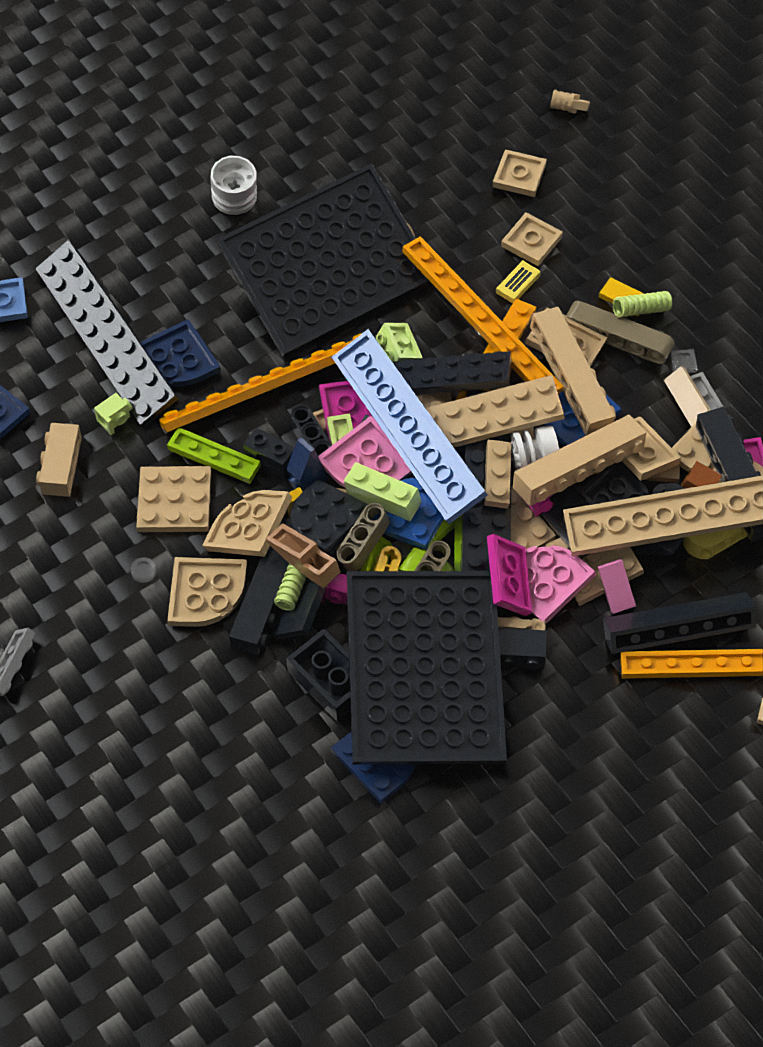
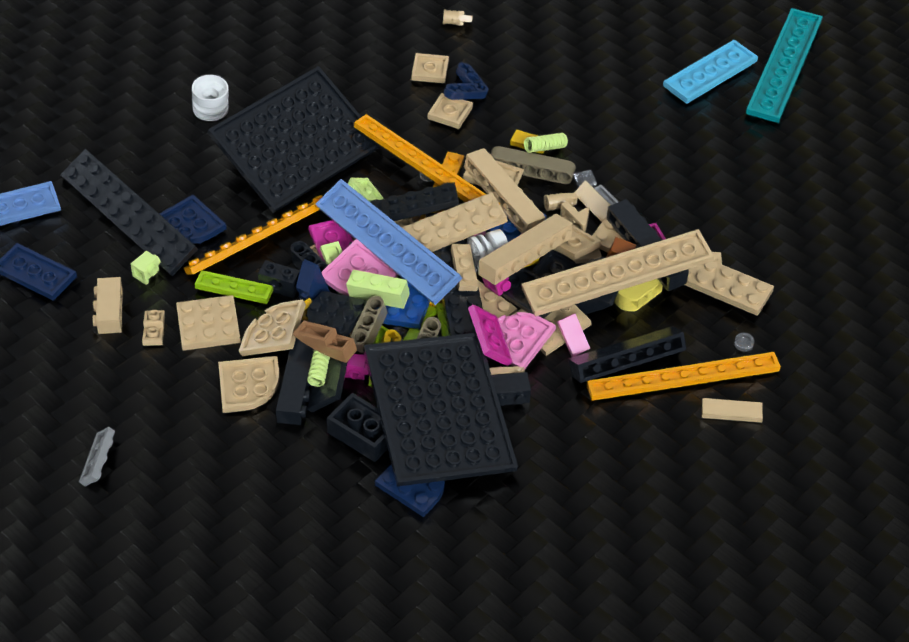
camera: 15 degrees left, 10 degrees down
(108, 497) = (153, 327): none -> tan slope
(143, 569) = (193, 376): clear tile -> none
(518, 281) = (446, 141): light yellow tile -> none
(572, 211) = (472, 85): none -> dark blue beam
(643, 389) = (554, 201): none -> tan hinge
(658, 420) = (570, 213): none -> tan slope

